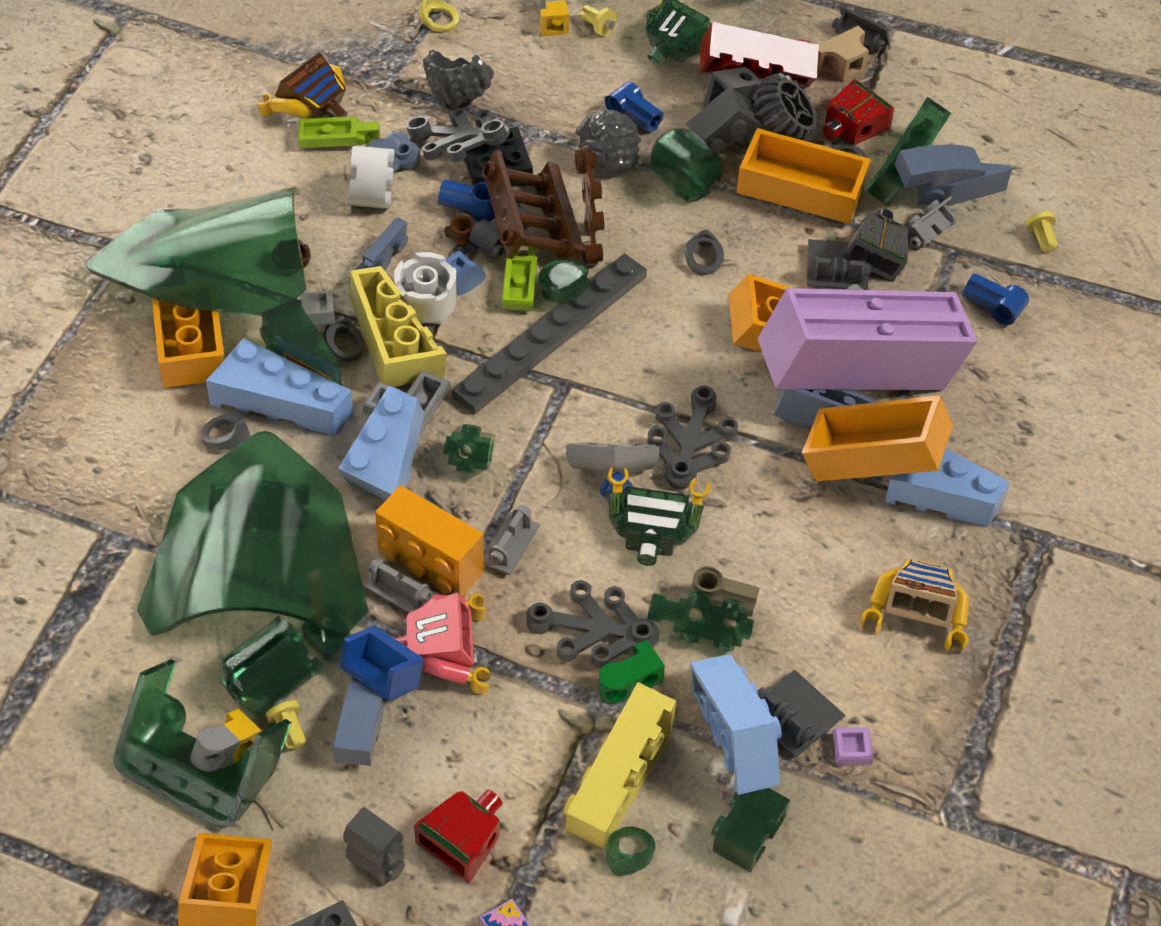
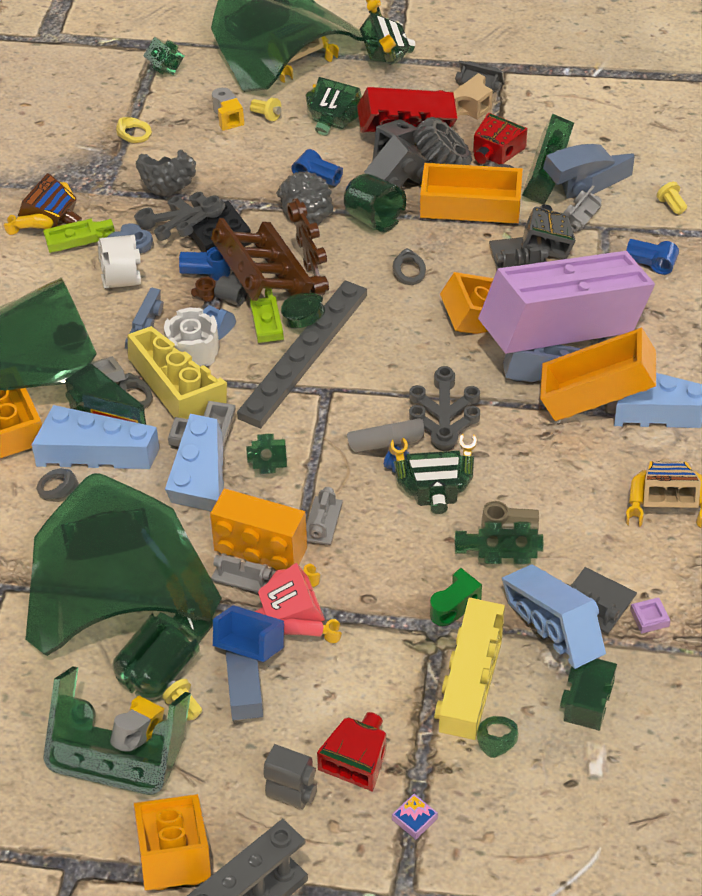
camera: 10 degrees left, 5 degrees down
(596, 627) = (414, 568): dark grey plant -> none

